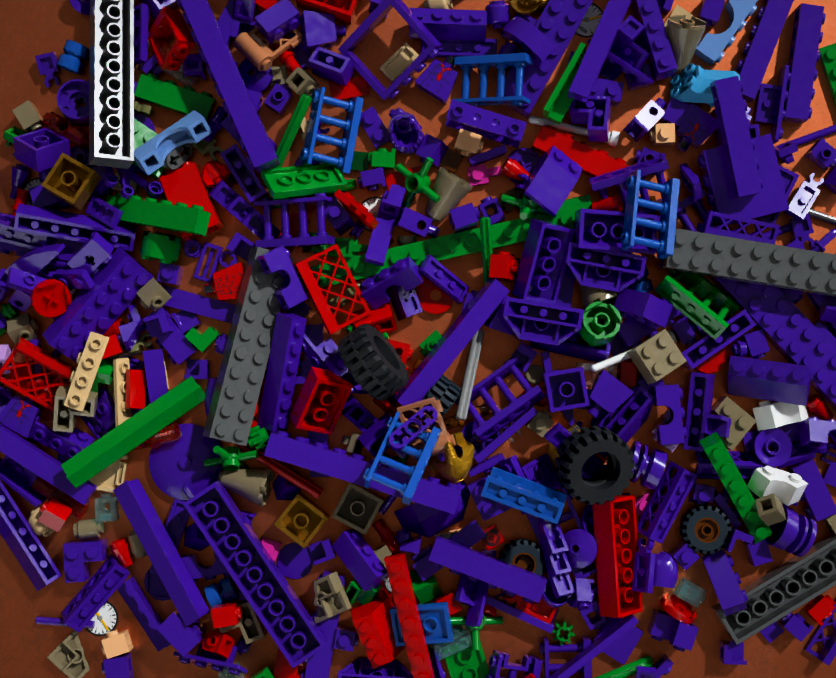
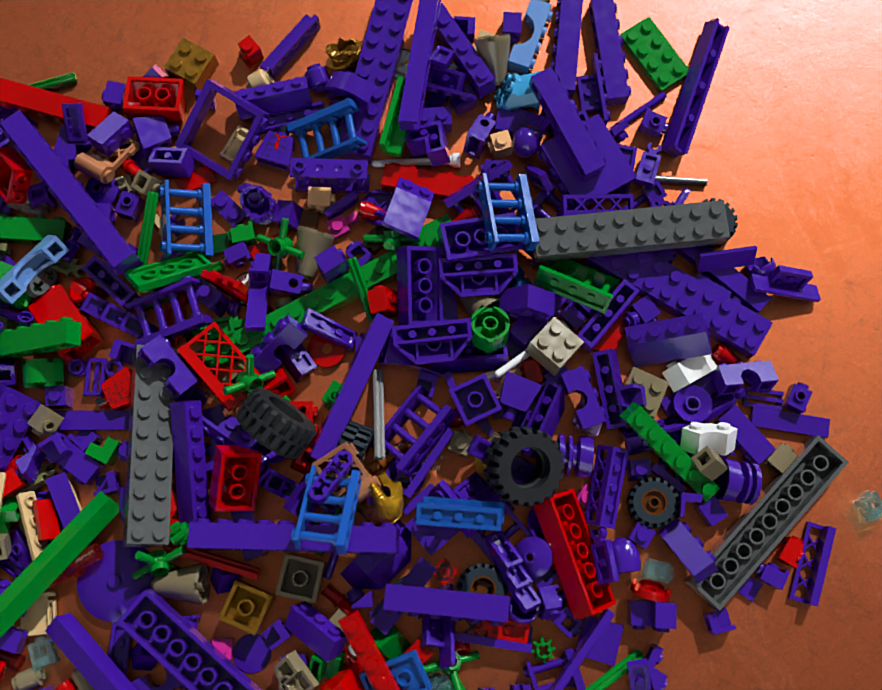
camera: 20 degrees left, 10 degrees down
(353, 443) = (280, 514): dark tan tile -> none
(356, 312) = (249, 380): none -> green bar
(534, 374) = (442, 397): dark tan tile -> none
(689, 141) = (526, 142): none -> dark purple hair

